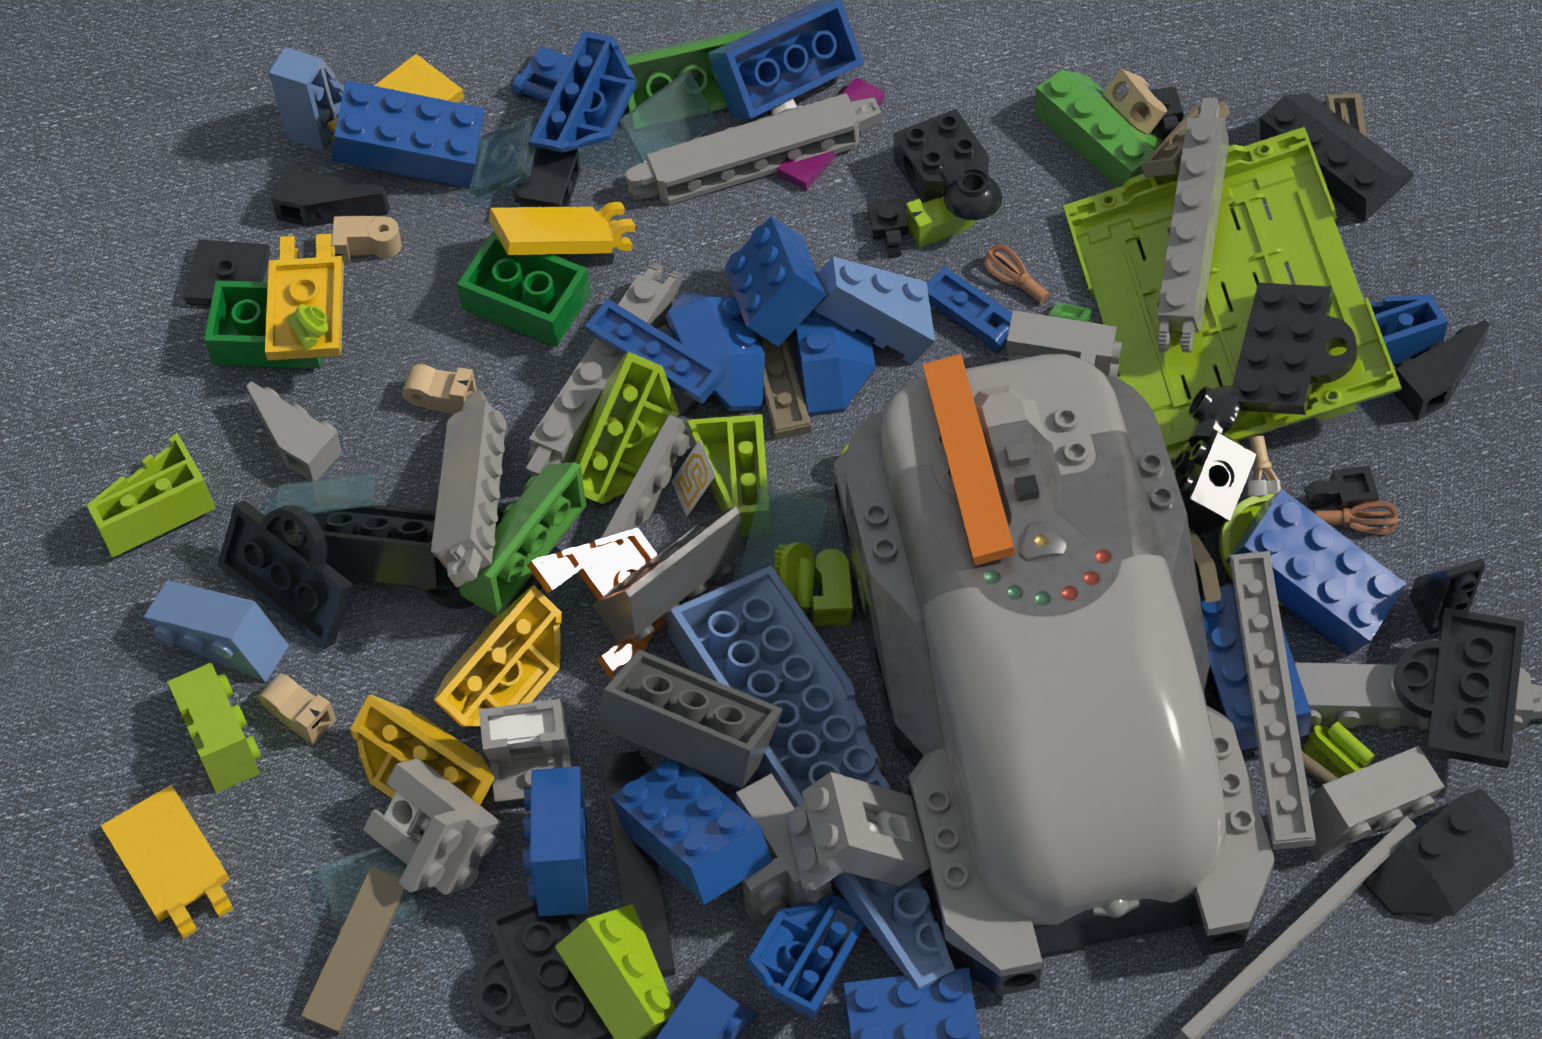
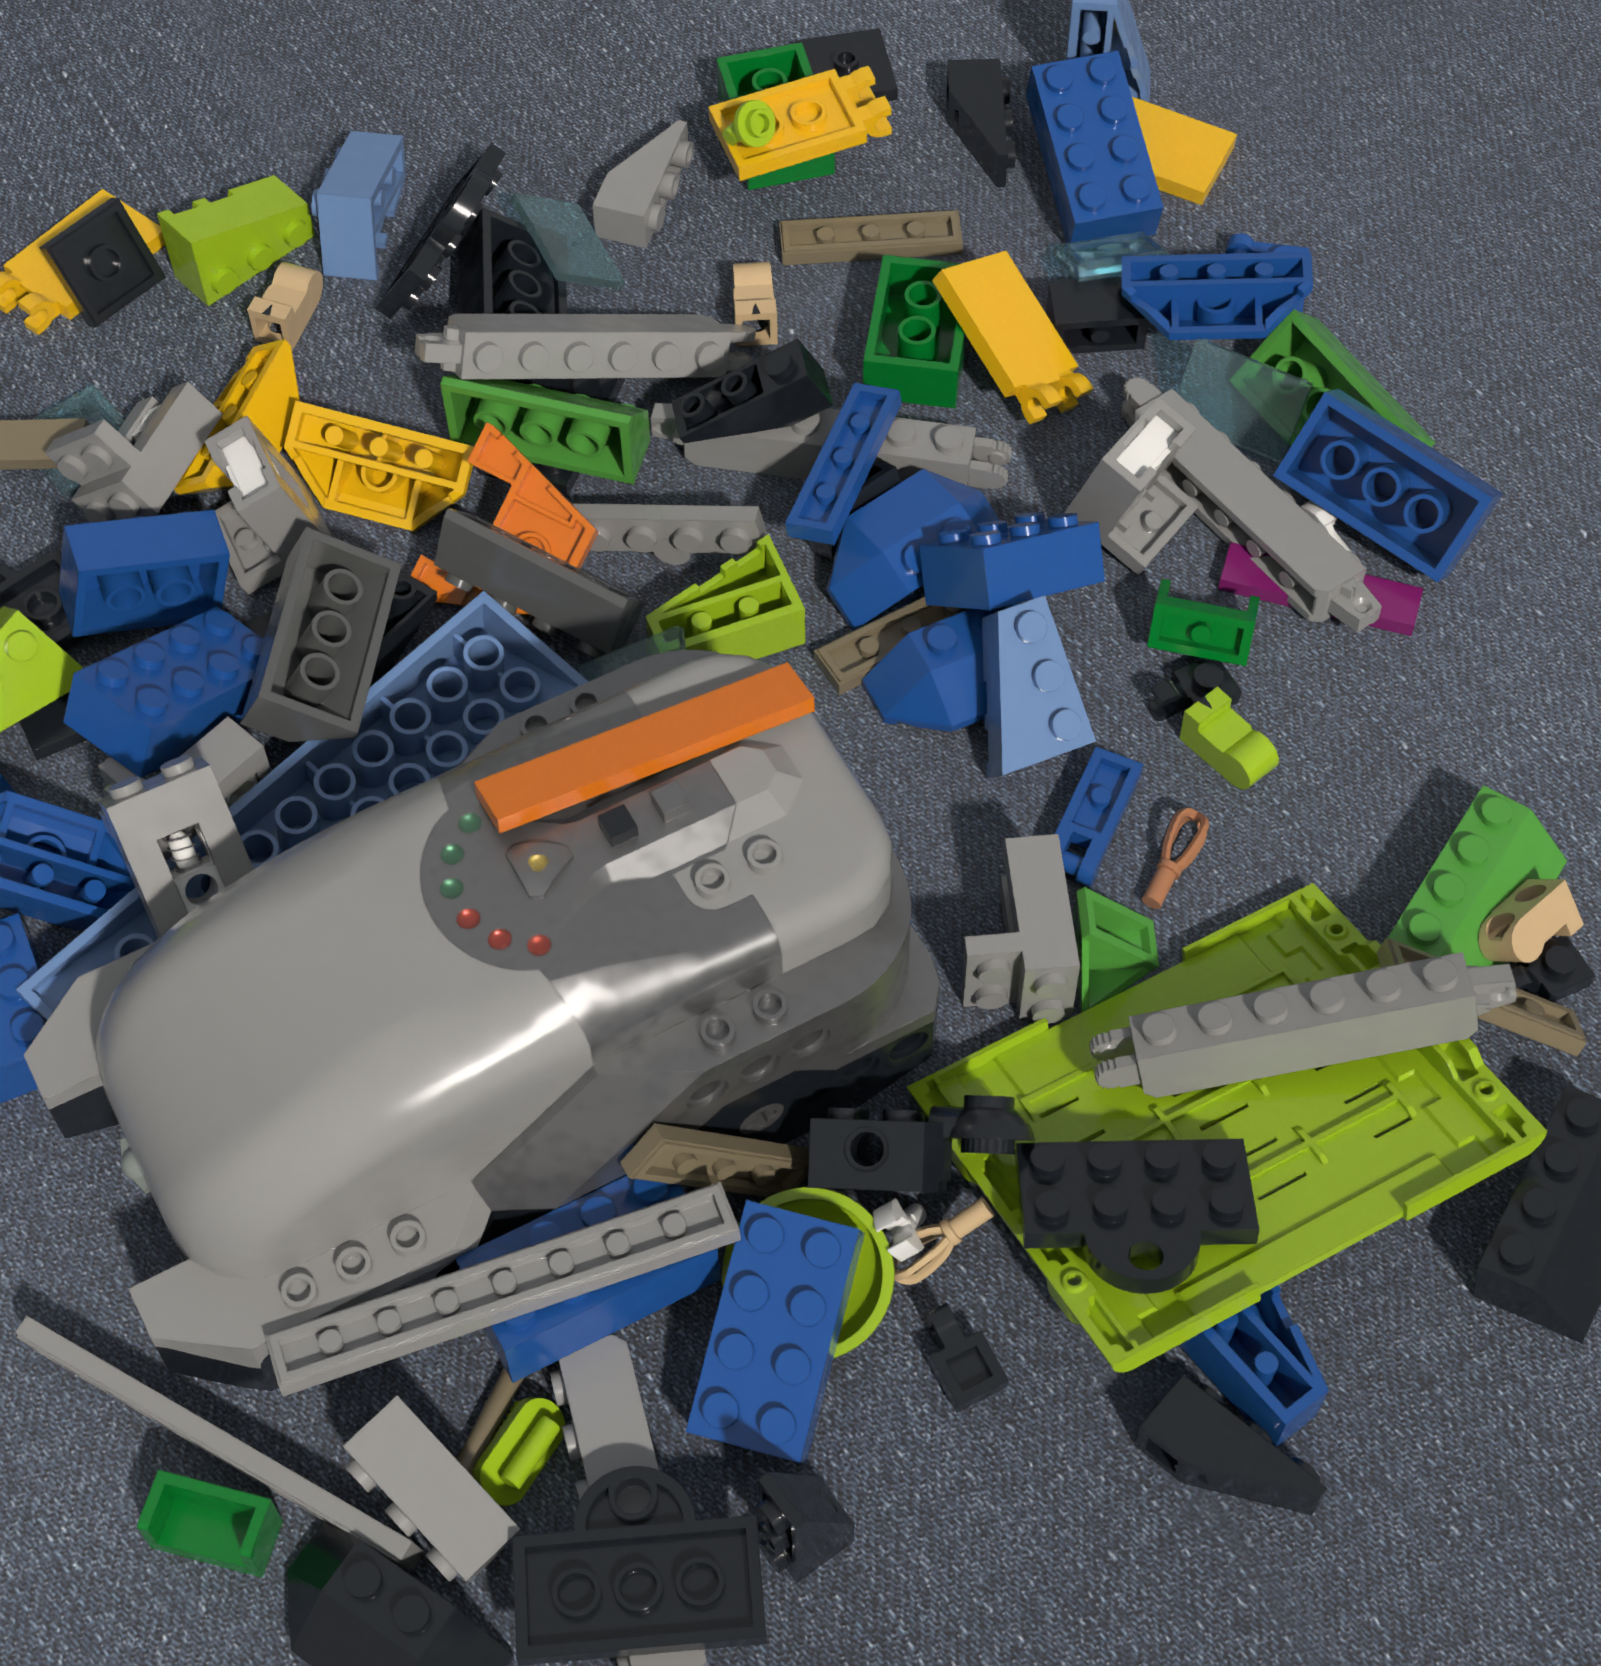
camera: 70 degrees right, 0 degrees up
(152, 500) = (510, 97): lime wedge -> none
(203, 827) = (103, 262): none -> black plate
(365, 237) = (943, 165): tan leg -> none
(404, 304) = (870, 237): none -> dark tan tile
(570, 393) = (755, 397): none -> black slope
(624, 427) = (741, 469): lime wedge -> none
(693, 478) = (702, 575): white sticker -> none
(725, 196) = (1130, 494): none -> light grey brick
(851, 203) = (1202, 628): none -> green panel
(948, 161) = (1306, 724): black brick -> none
(1354, 517) = (919, 1372): nougat piece -> none
(1356, 945) = (210, 1523): none -> green panel

